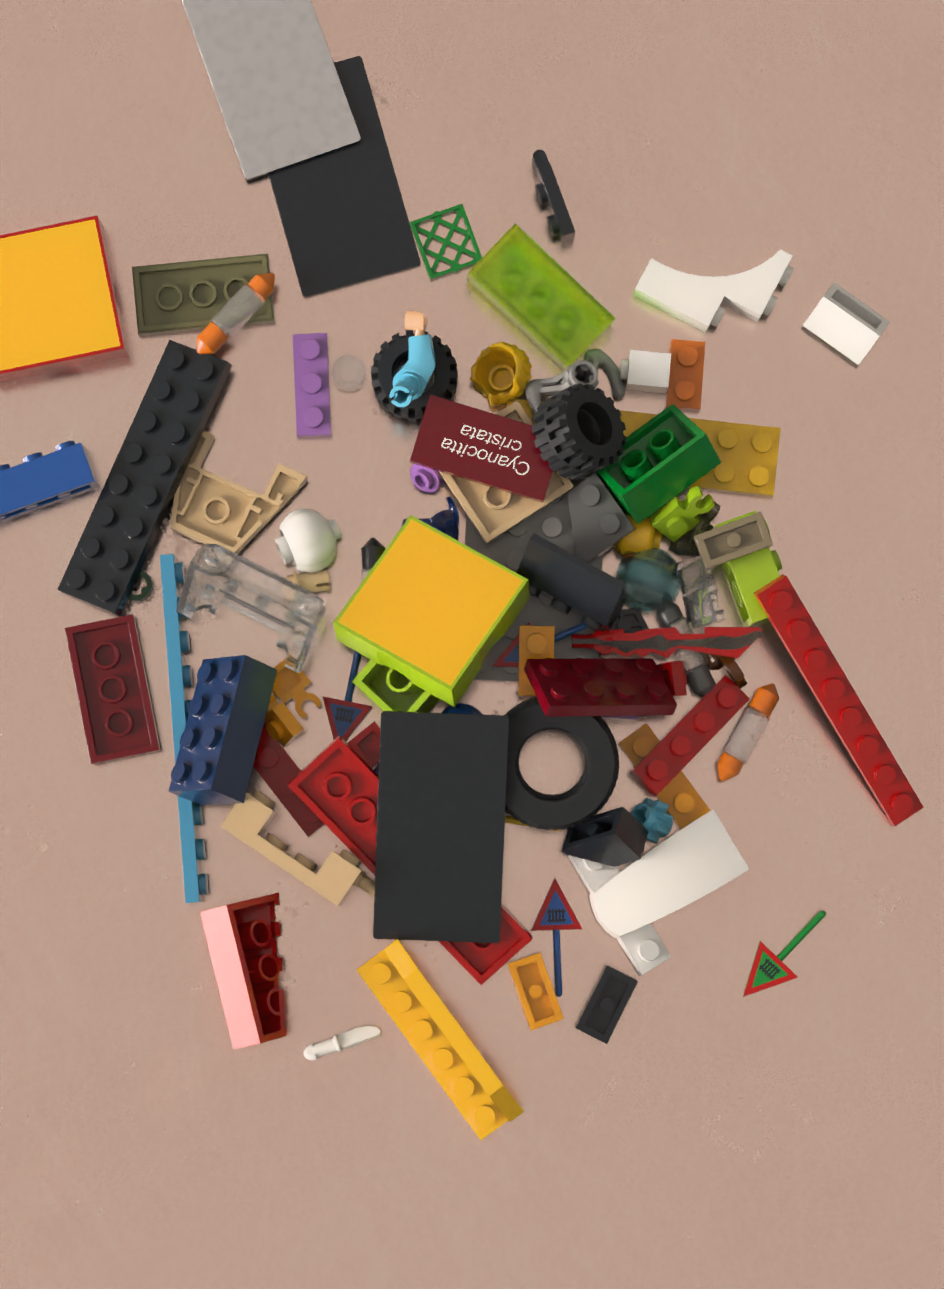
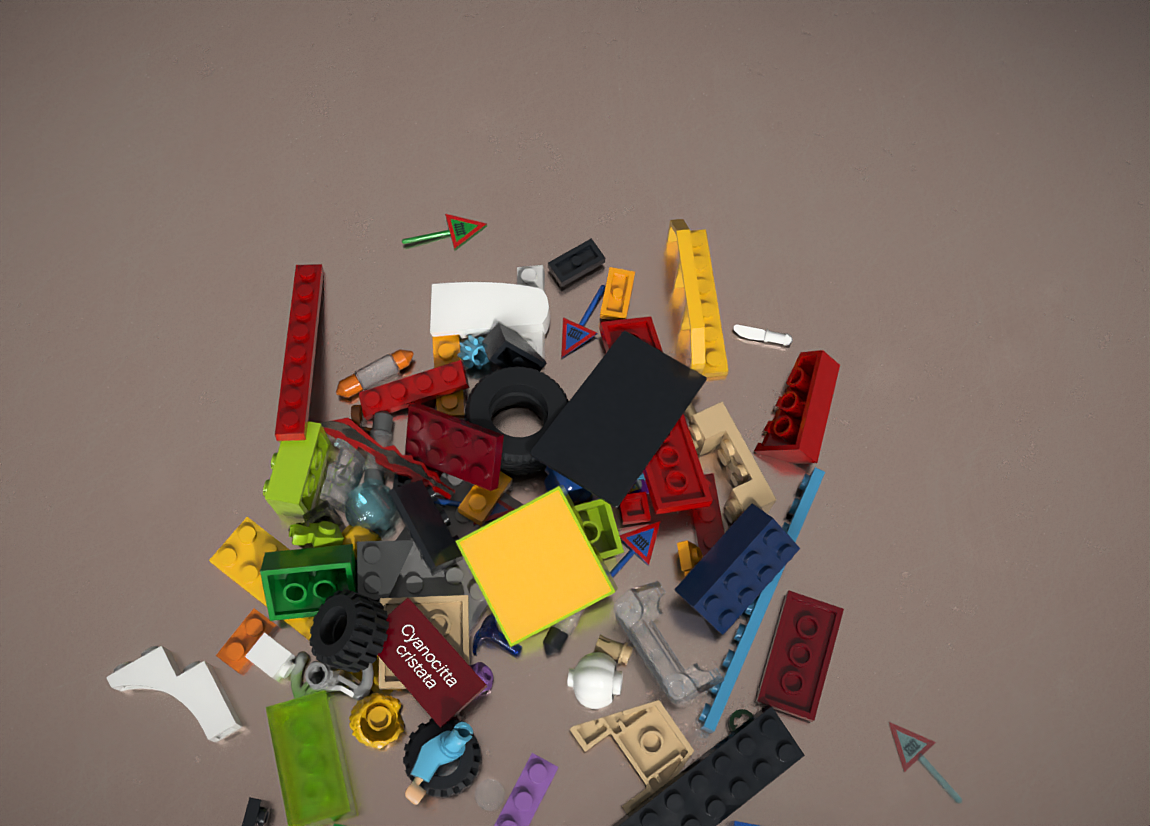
camera: 150 degrees left, 15 degrees down
(291, 685) = (668, 580): light orange plate -> none
(674, 677) = (398, 432): red plate -> none
(733, 540) = (294, 482): dark tan plate -> none
(846, 323) = (108, 607): white brick -> none

